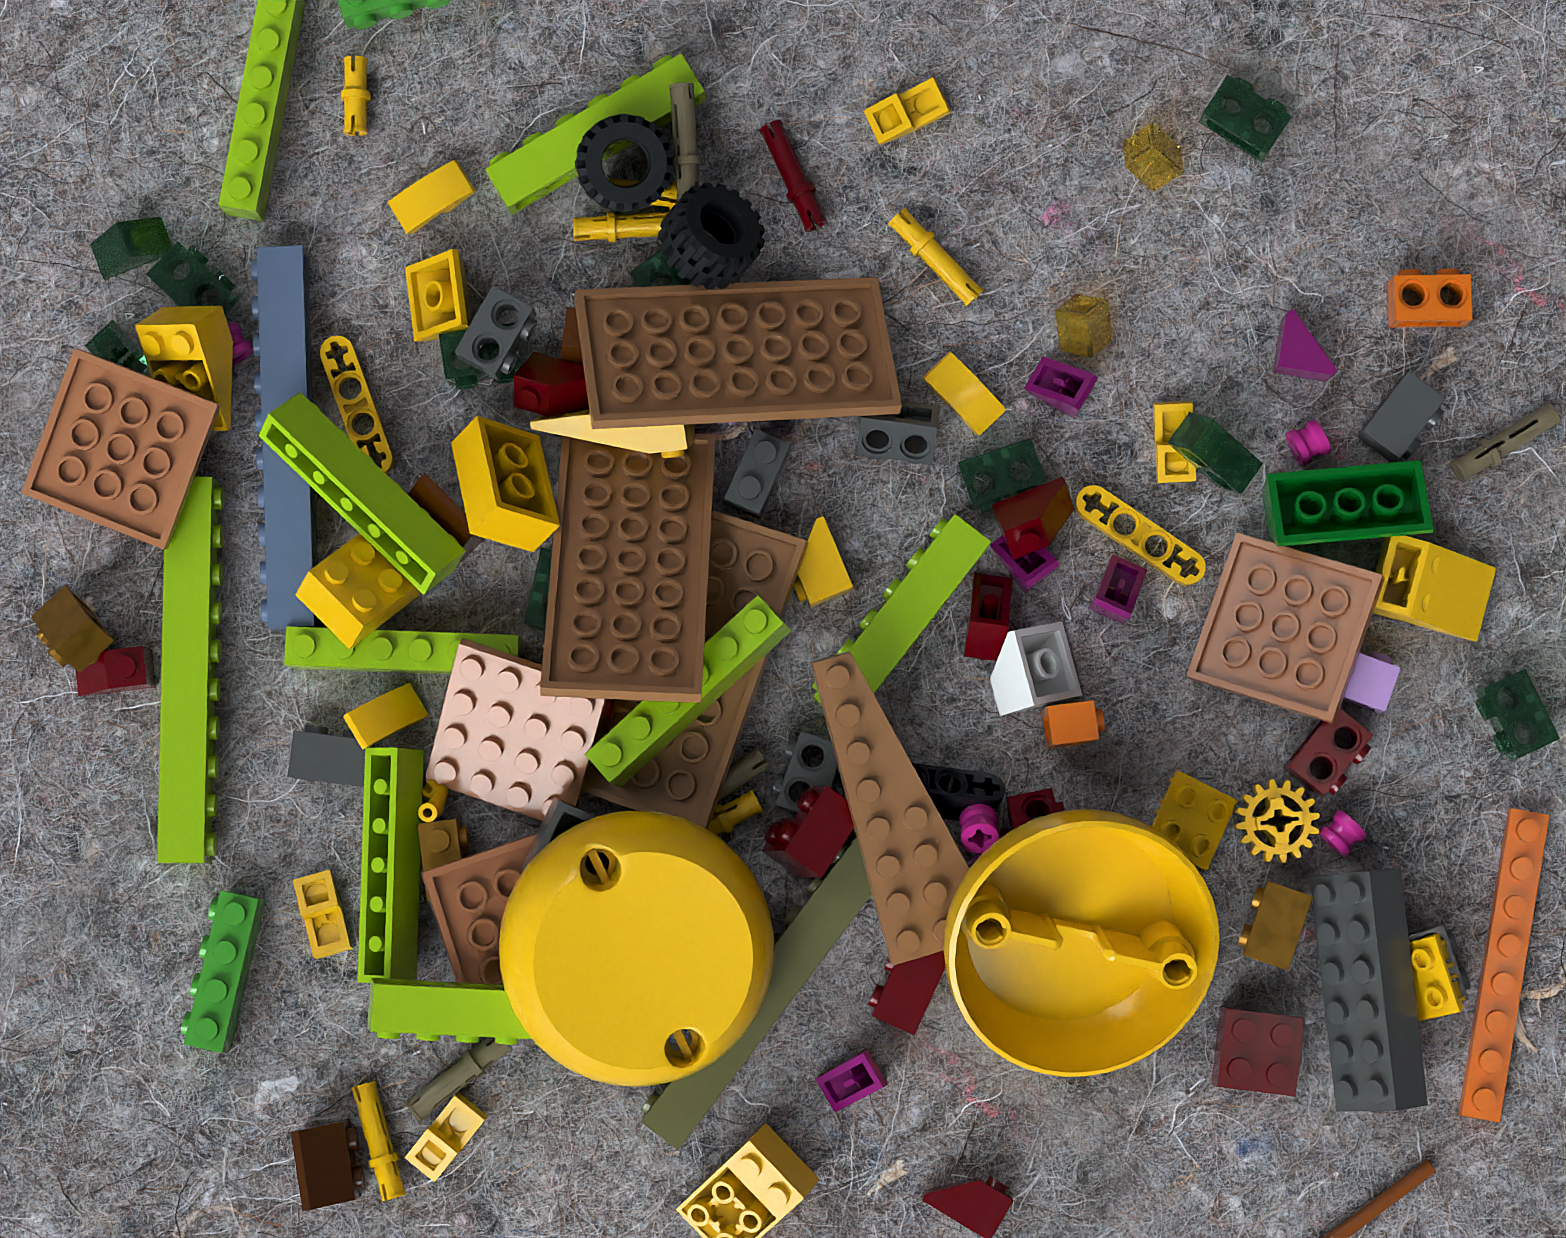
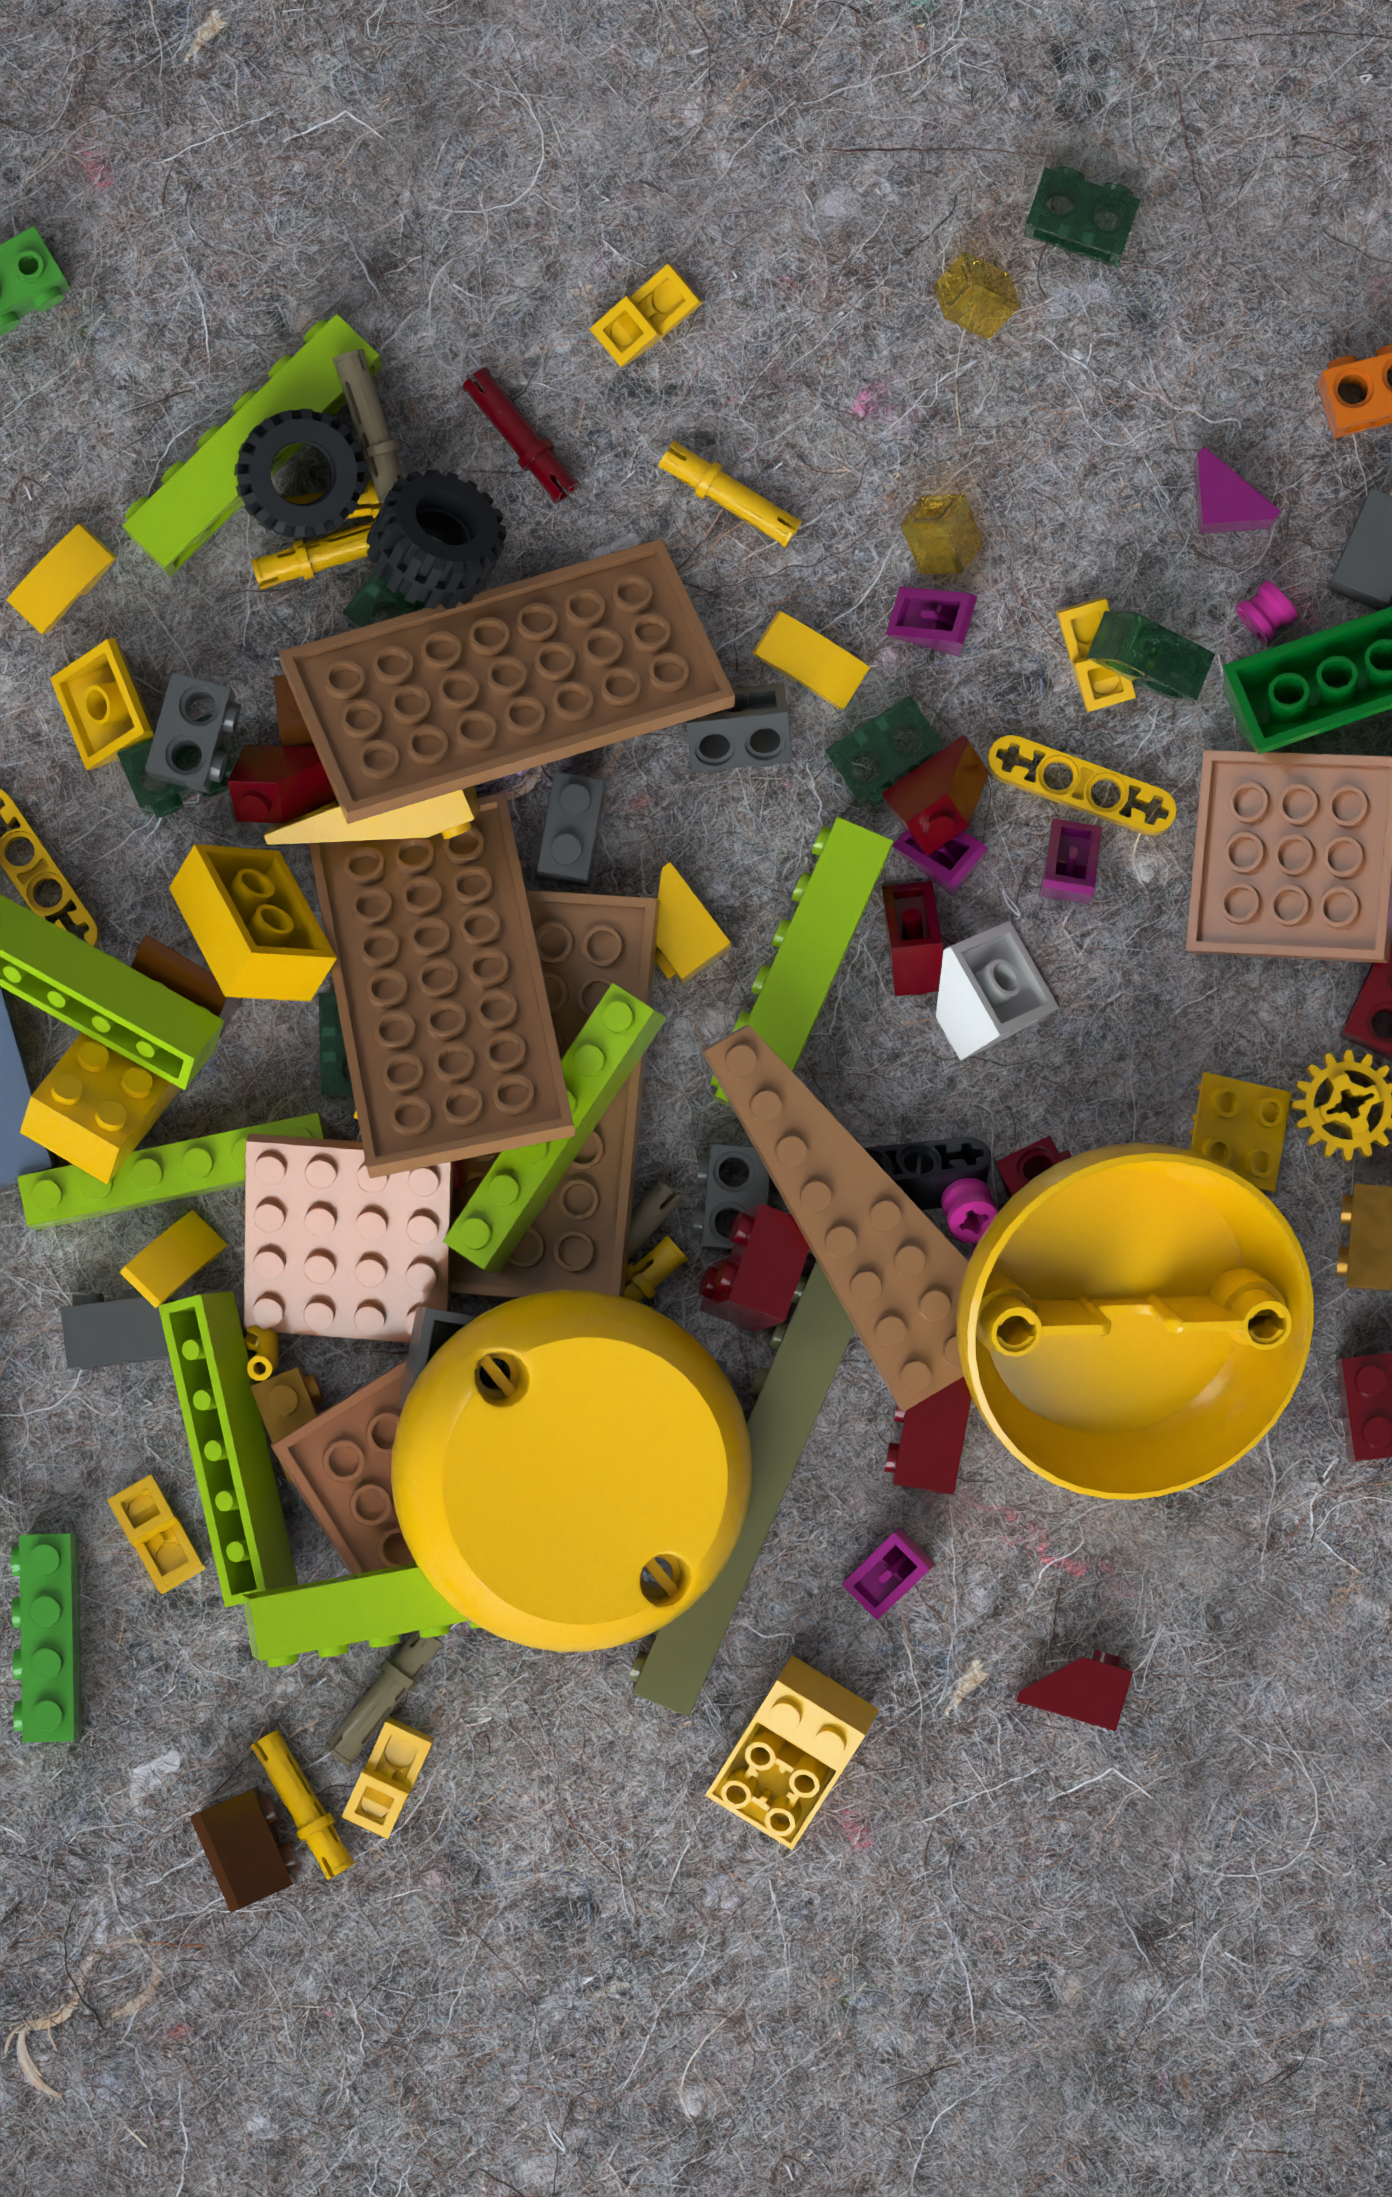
camera: 10 degrees left, 0 degrees up
(1072, 724) = (1055, 1047): orange brick -> none

